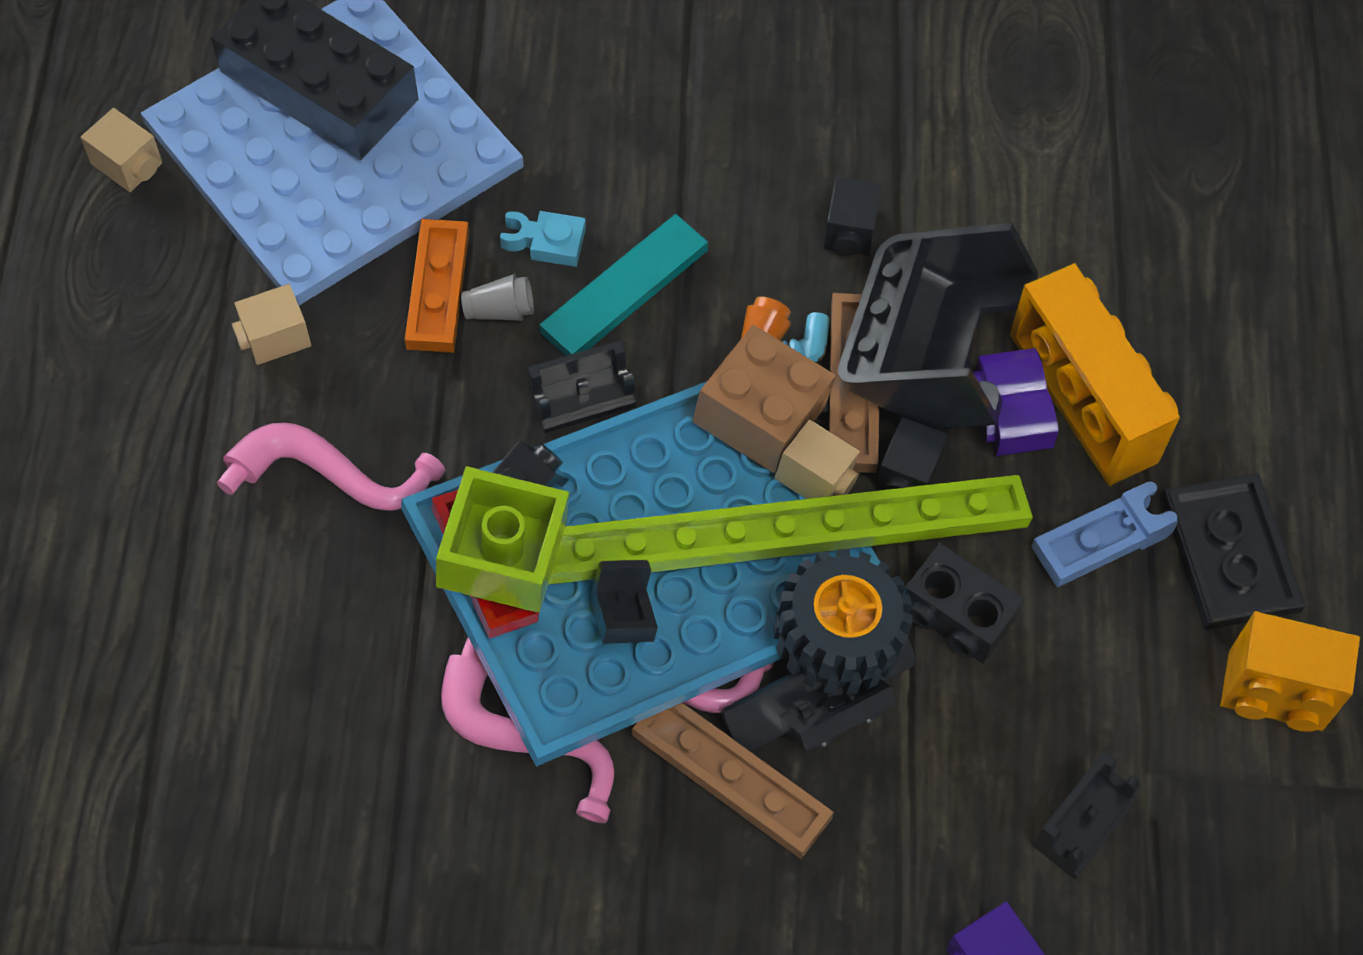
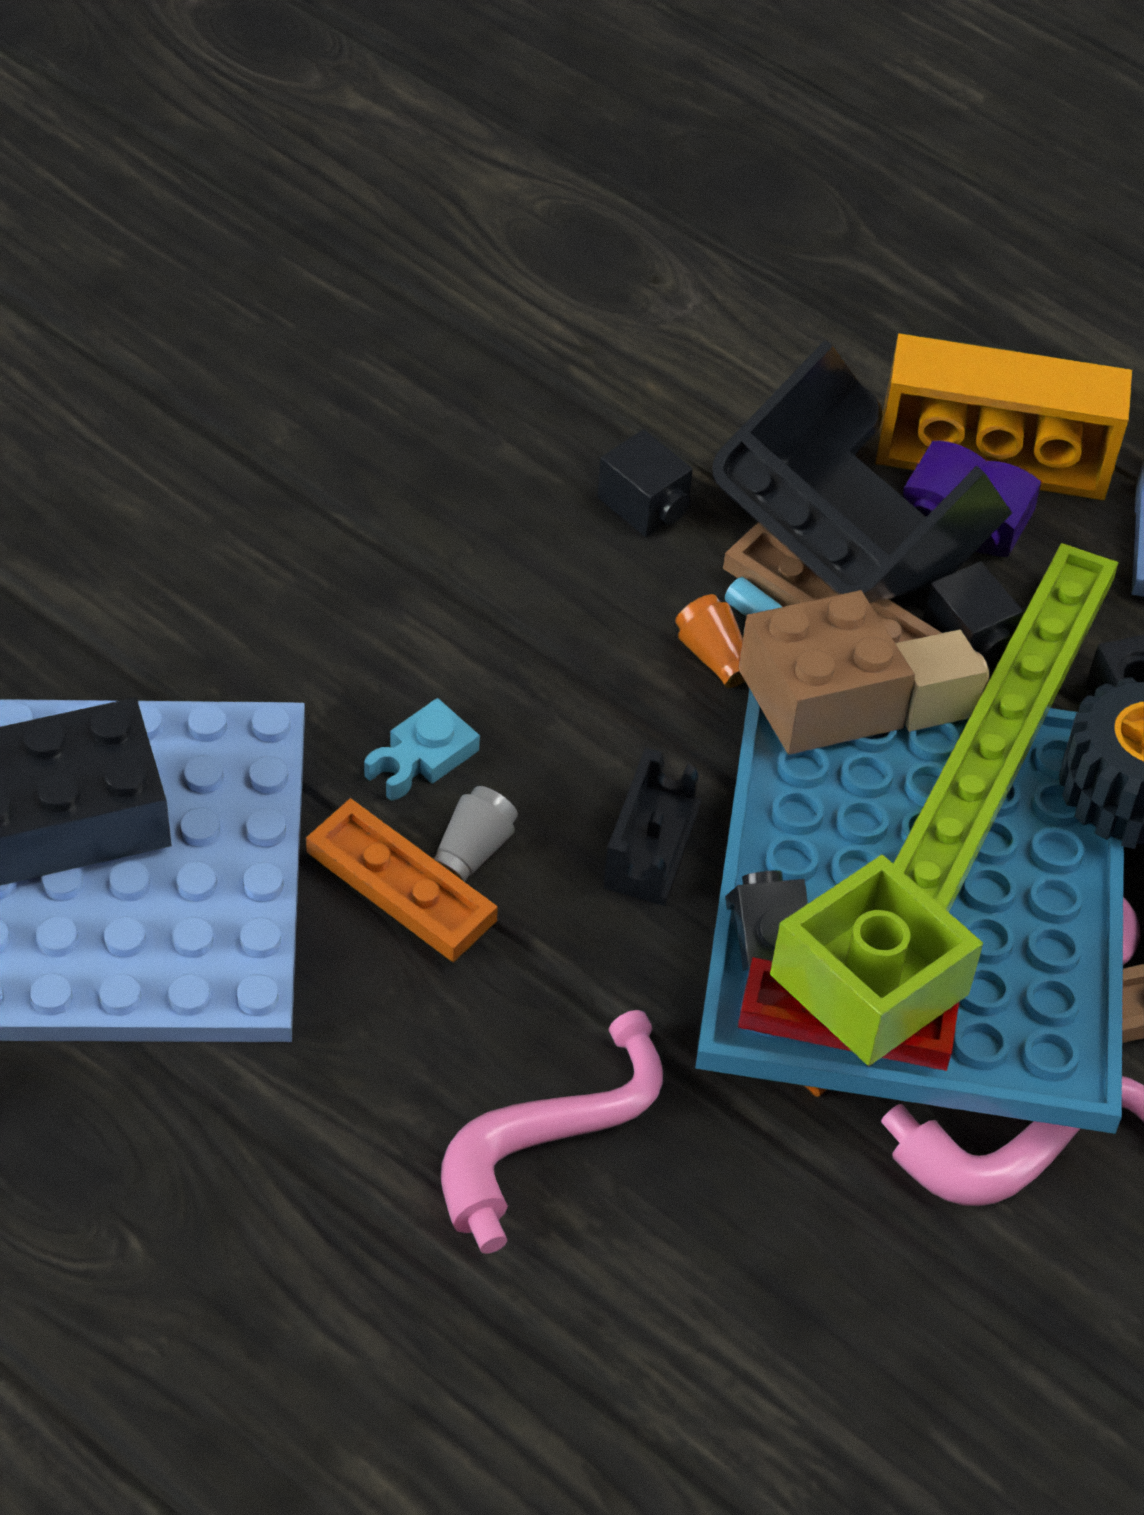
camera: 55 degrees left, 10 degrees down
(271, 325) = (313, 1065): tan brick -> none
(623, 602) = (1010, 931): black bracket -> none
(624, 287) = (551, 724): teal tile -> none

